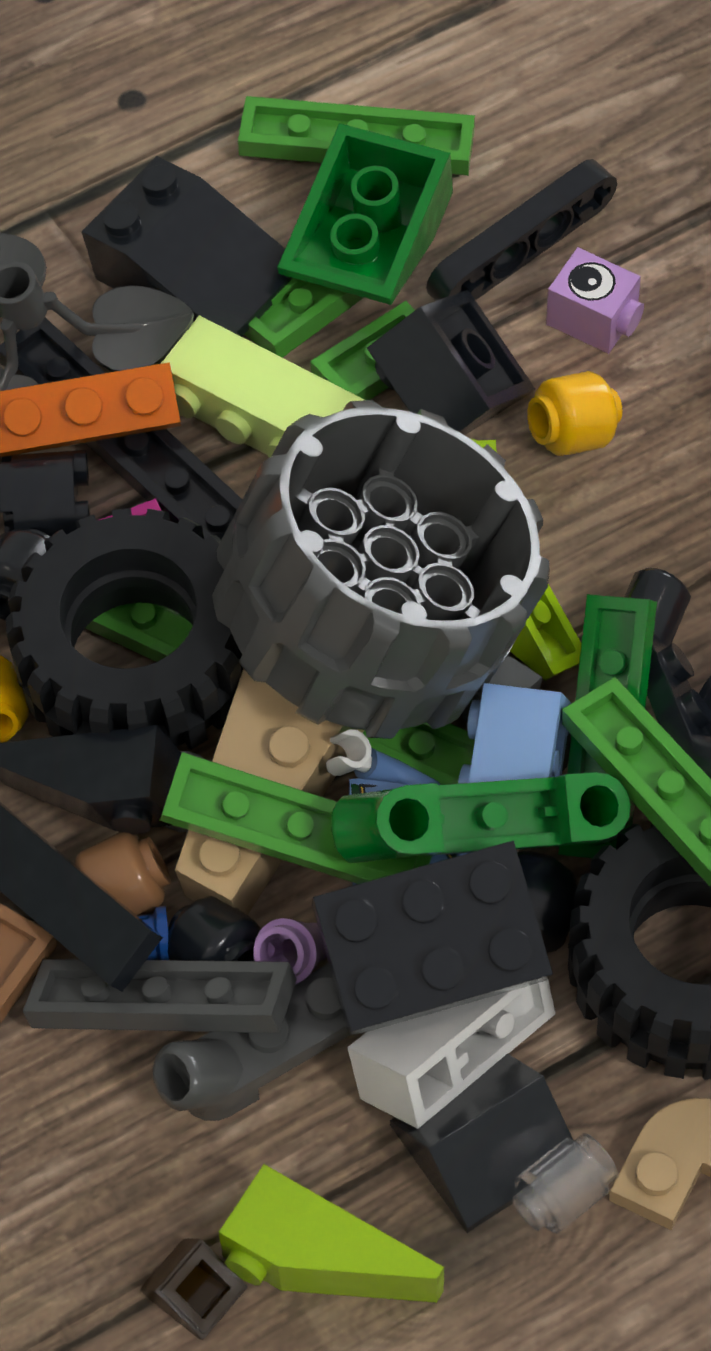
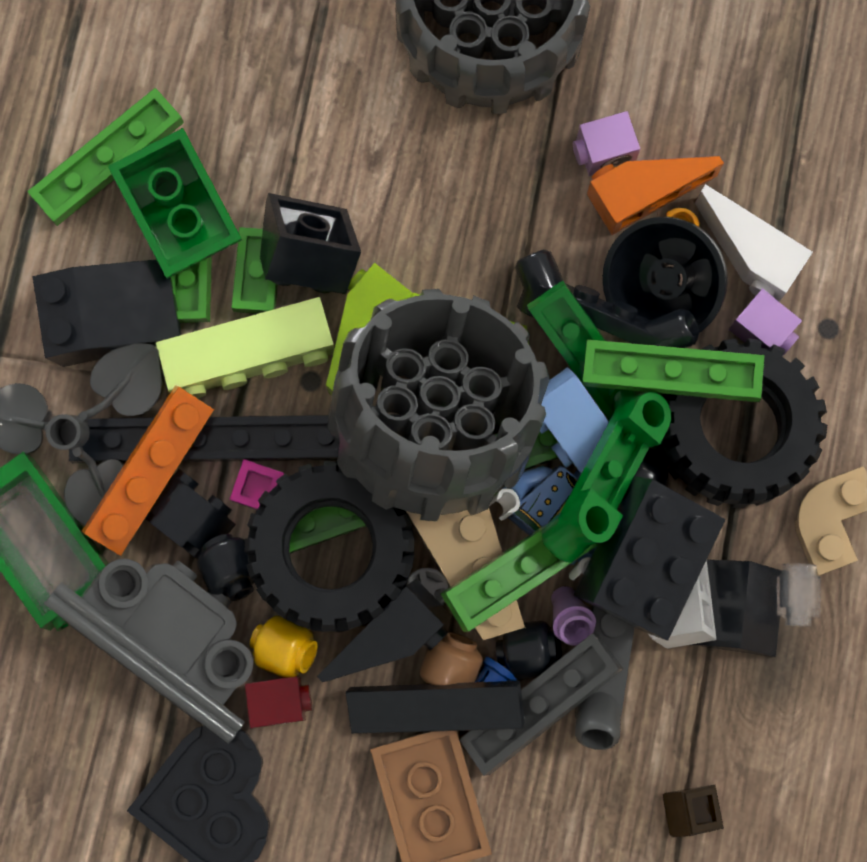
camera: 50 degrees left, 20 degrees up
(314, 1246) = (727, 741): lime slope -> none
(524, 232) = (252, 132): black beam -> none
(574, 413) = (386, 206): yellow head -> none
(594, 301) = (328, 133): lavender brick -> none

